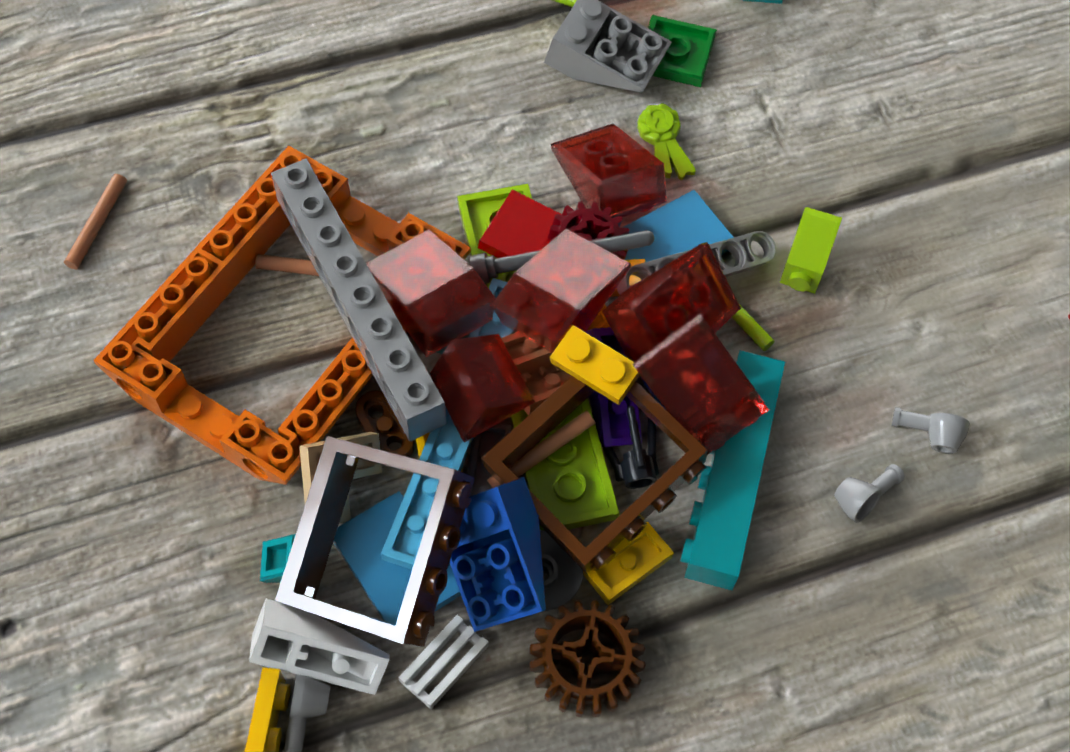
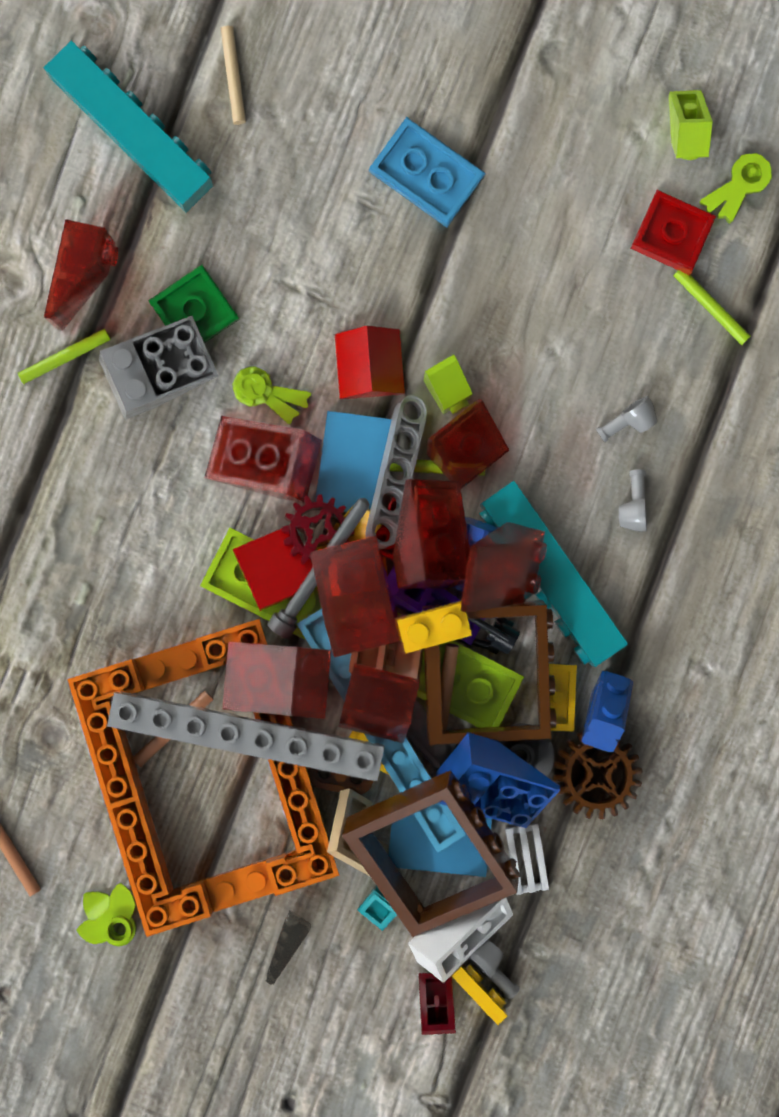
camera: 50 degrees left, 25 degrees up
(90, 331) = (103, 914): none -> lime plate
(176, 498) = (290, 938): none -> clear smoke slope
(221, 683) = (436, 1005): none -> dark red slope
(657, 606) = (607, 711): none -> blue brick
(766, 193) = (369, 362): none -> red slope
(777, 302) = (467, 444): none -> clear red slope
(952, 130) = (426, 172): none -> dark azure tile

